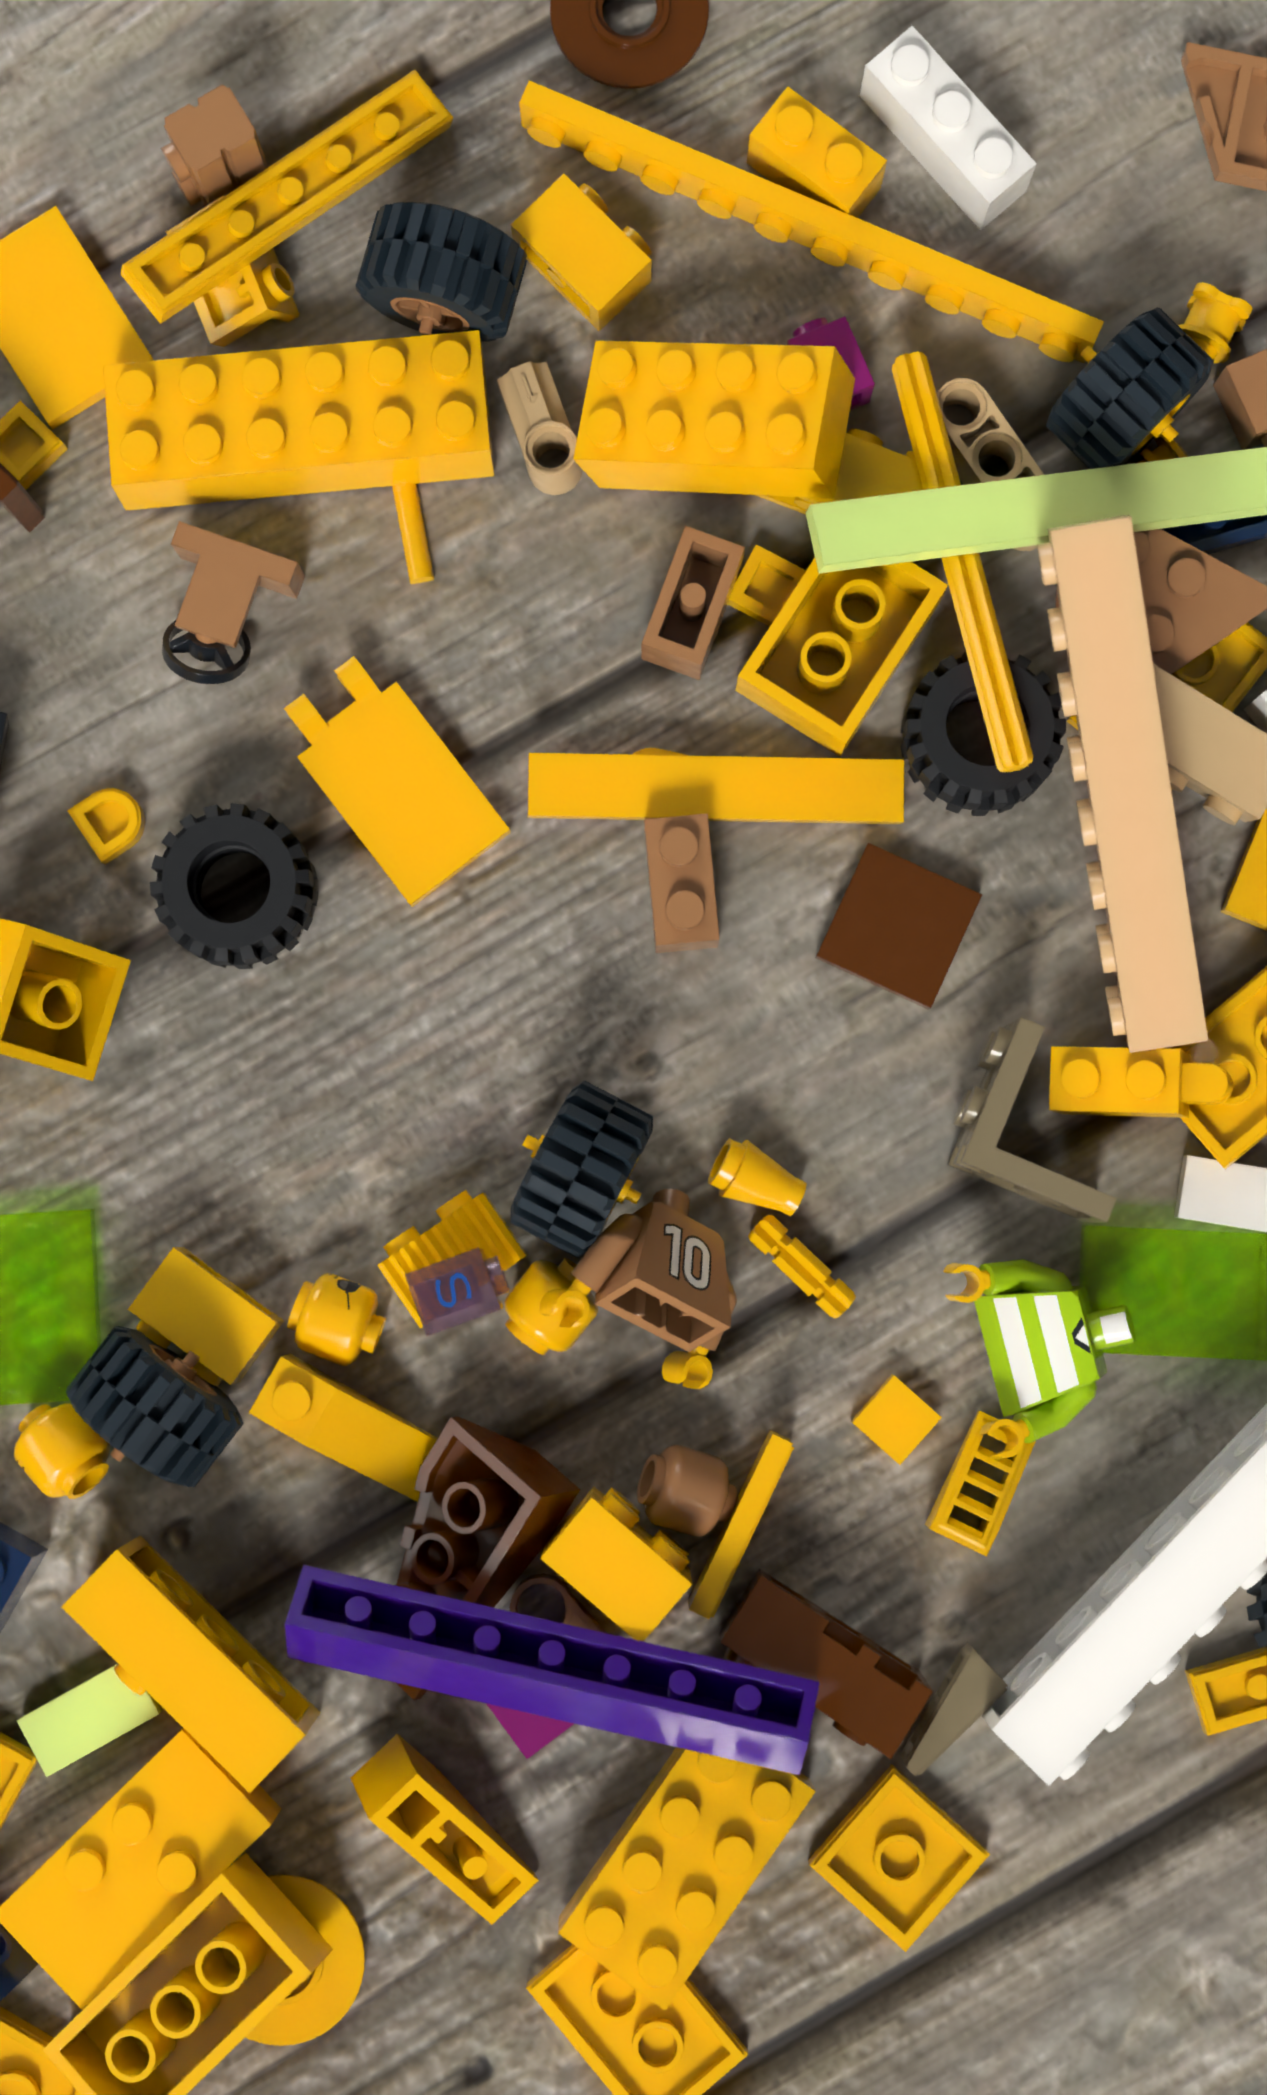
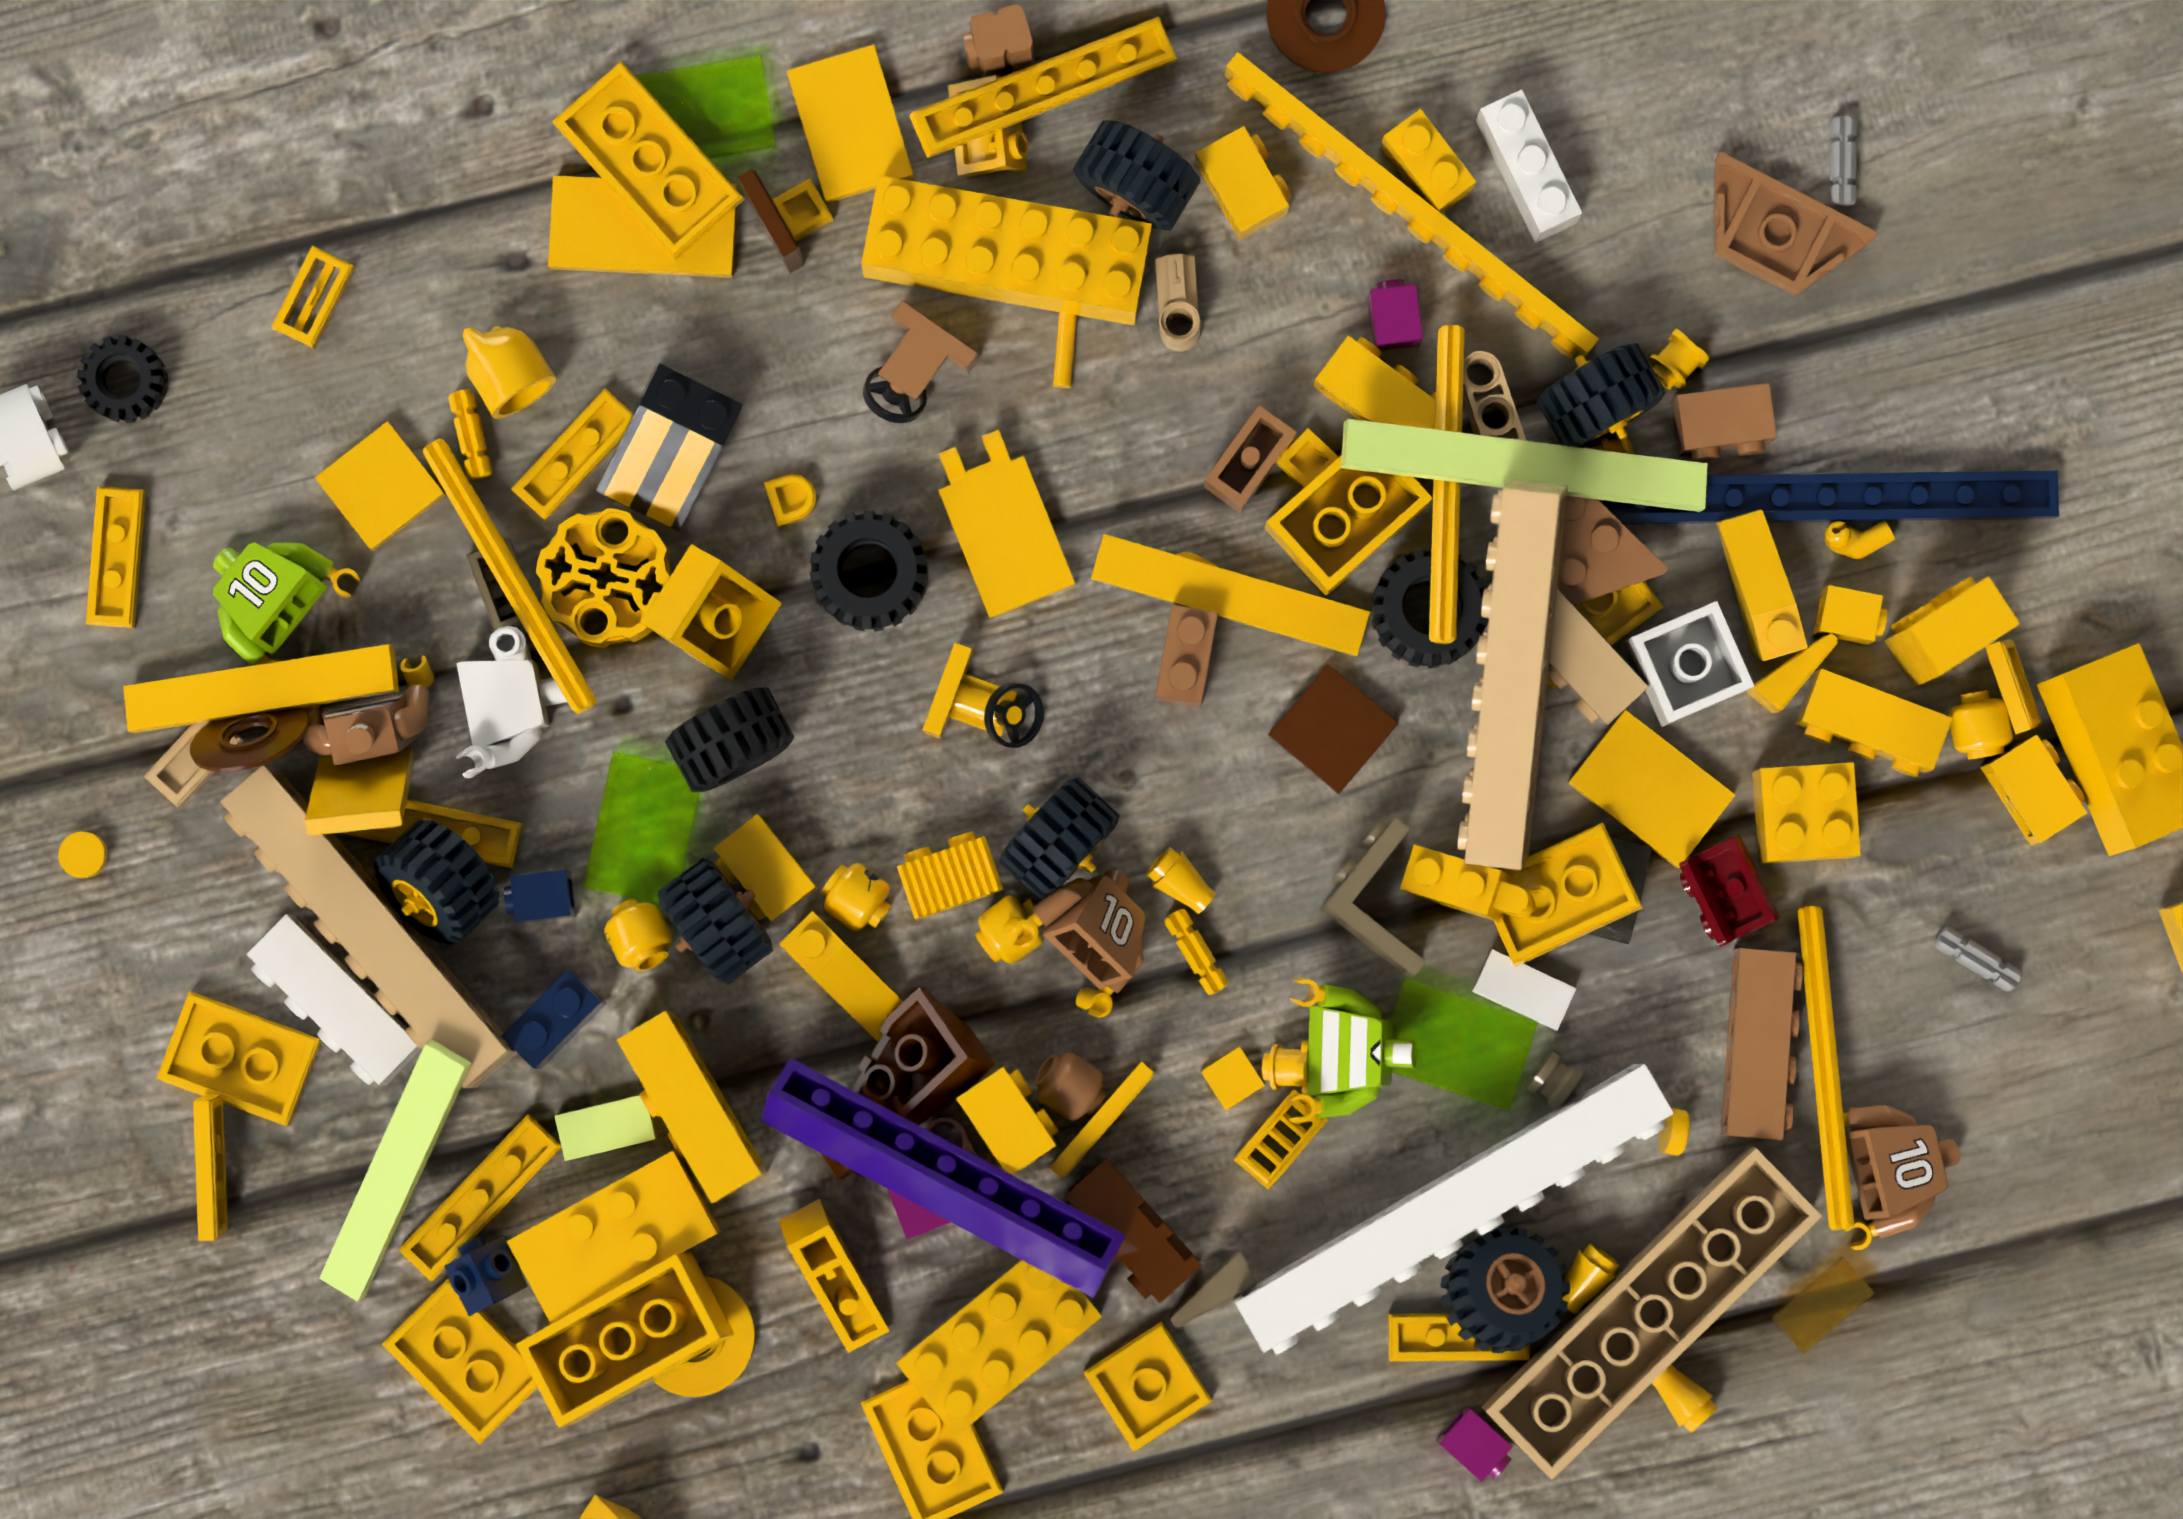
camera: 15 degrees right, 0 degrees up
(107, 1159) = (729, 739): none -> black tyre
(429, 1019) = (981, 703): none -> yellow piece
(457, 1290) = (949, 898): brick -> none
(715, 418) = (1301, 333): yellow brick -> none
(965, 1385) = (1286, 1067): none -> yellow brick

